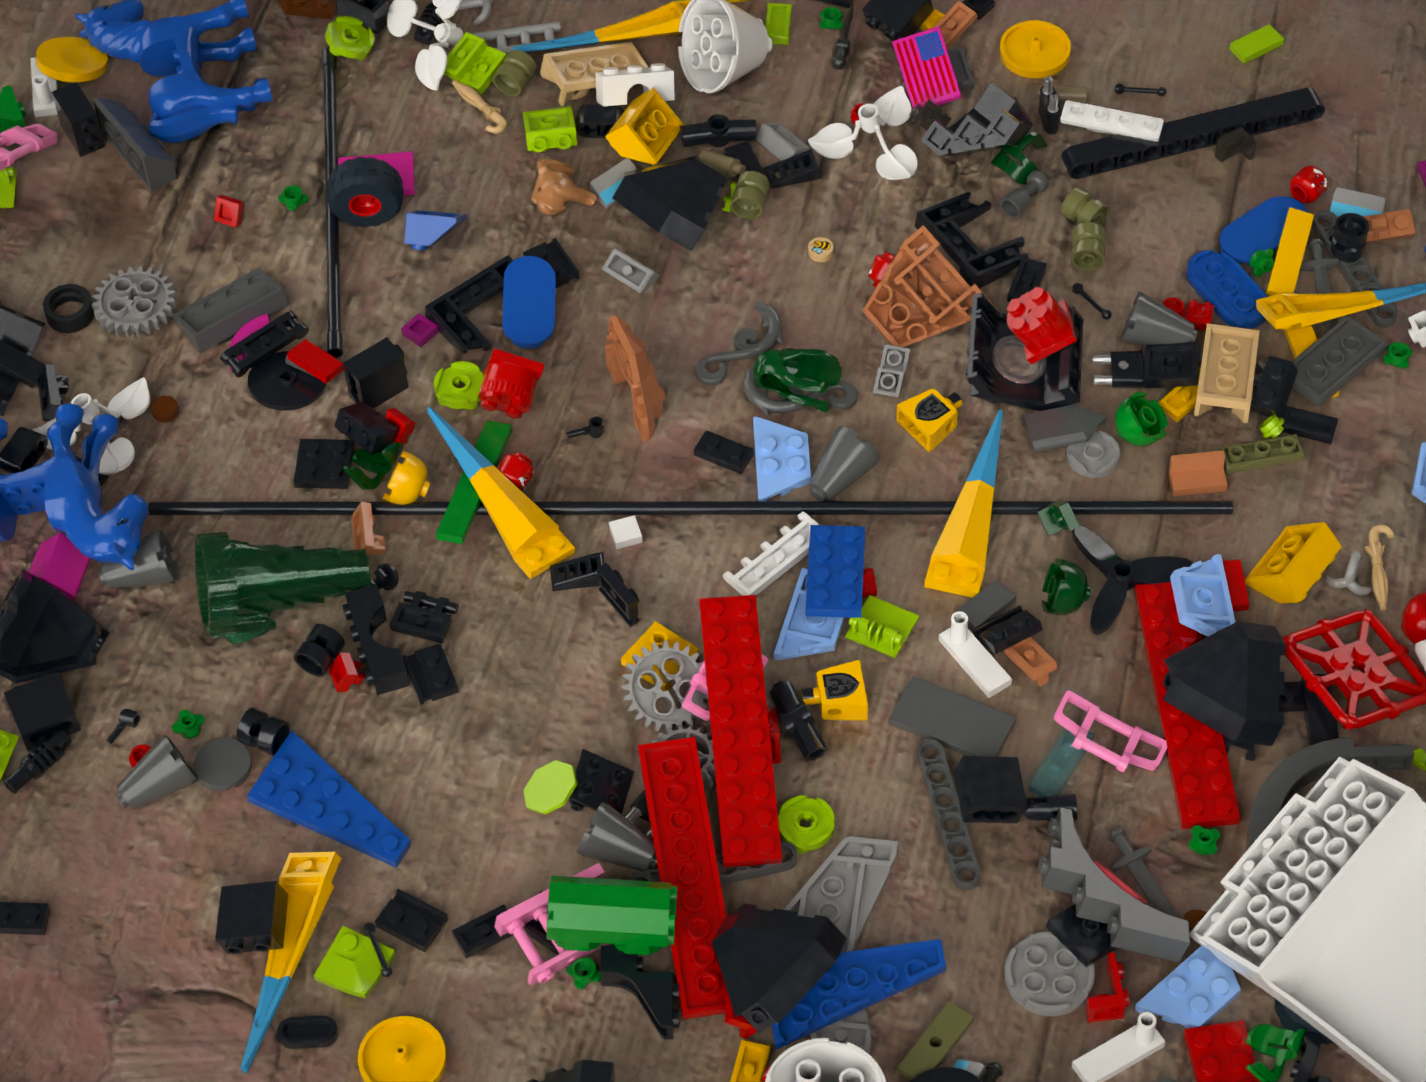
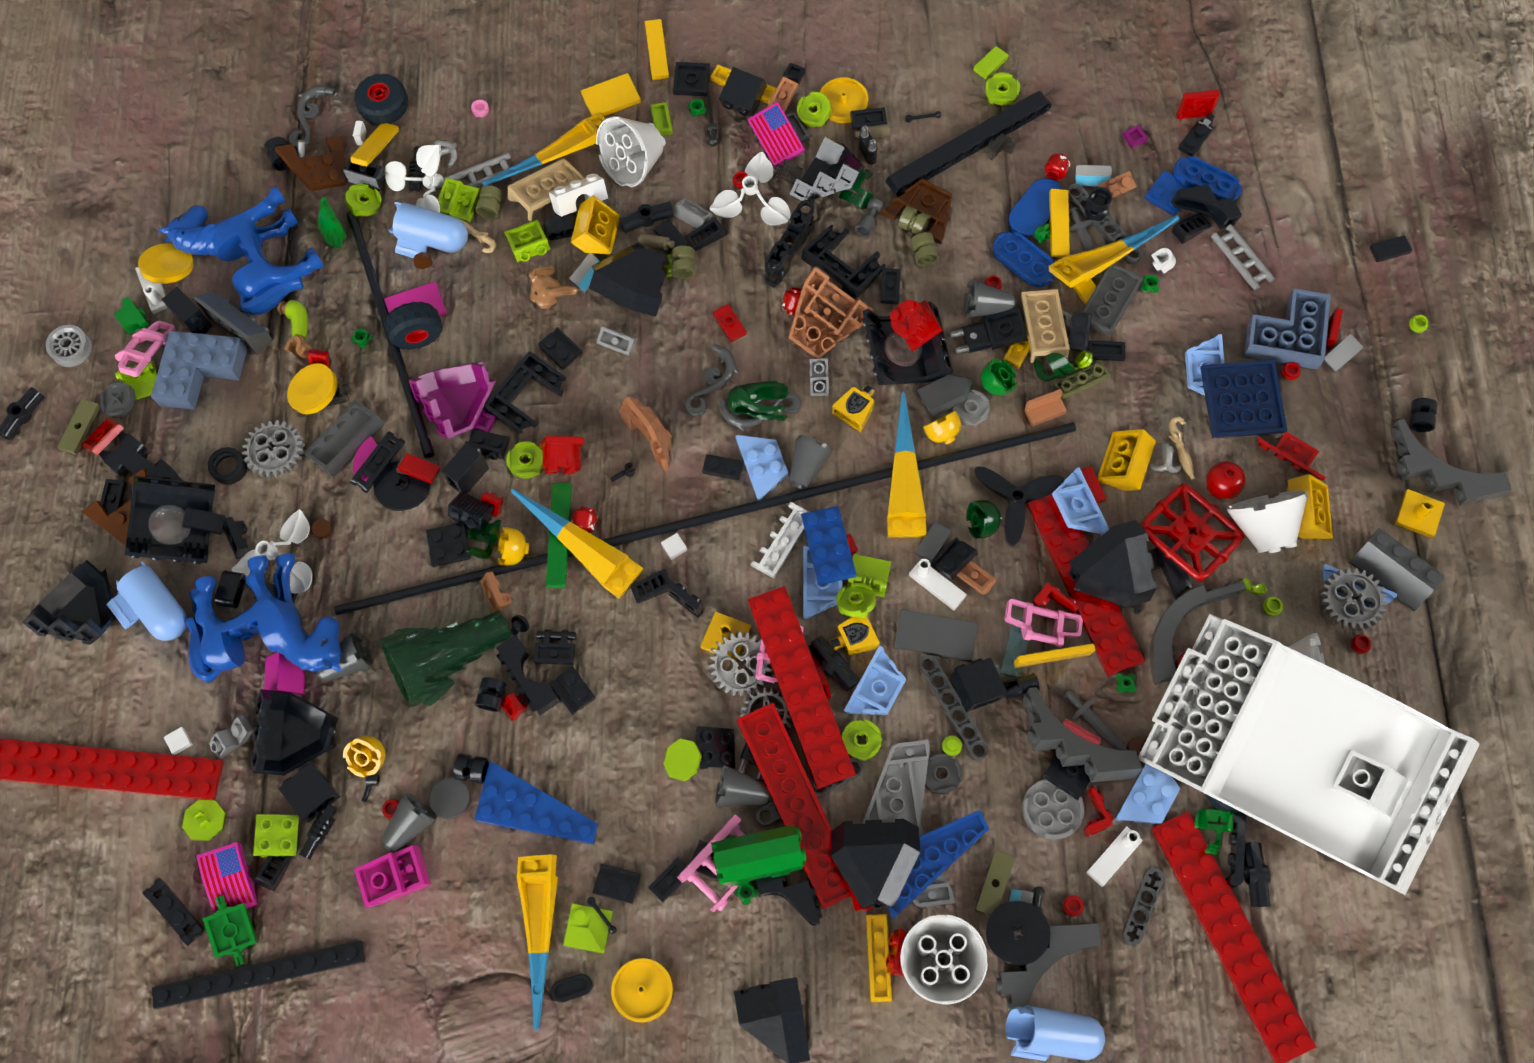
camera: 15 degrees left, 15 degrees up
(68, 174) = (190, 359): none -> sand blue brick
(116, 837) = (392, 876): none -> dark pink slope
(128, 681) = (364, 755): none -> yellow cylinder
(191, 730) = (420, 778): green plate -> none
(208, 241) = (312, 389): none -> yellow piece
(219, 155) = (299, 319): none -> piece
(238, 254) = (341, 394): none -> clear smoke bracket
(251, 917) = (508, 916): black piece -> none
(296, 57) = (329, 225): none -> green slope
(389, 287) = (453, 396): none -> magenta panel
(403, 124) = (422, 260): none -> reddish brown tile
(417, 83) = (423, 228): none -> light blue piece
(421, 358) = (490, 444): none -> black bracket
(429, 227) = (466, 339): slope -> none
(529, 302) = (554, 384): blue tile -> none
(790, 282) = (729, 323): none -> red plate
(820, 249) = (742, 292): tan tile -> none
(847, 764) = (877, 687): none -> light blue wing
(851, 645) = (859, 608): none -> lime plate
(891, 206) = (782, 252): none -> black piece
(910, 907) = (953, 770): none -> dark grey tile
(930, 860) = (952, 745): none -> lime plate
(992, 61) = (820, 116): none -> lime plate
(1044, 466) = (944, 428): none -> yellow cylinder
(1057, 517) = (964, 463): dark green bracket -> none
(1062, 73) = (868, 117): none -> black plate
(1078, 289) = (924, 282): black hinge -> none
(1110, 778) = (1054, 655): none -> yellow tile
(1111, 121) = (914, 148): white bracket -> none
(1112, 186) = (925, 198): none -> reddish brown wing
(1128, 700) = (1052, 592): none -> red bracket
(1199, 314) = (1011, 284): red tile -> none
(1226, 414) = (1056, 361): none -> dark green helmet
(1252, 85) = (1000, 97): none -> lime plate

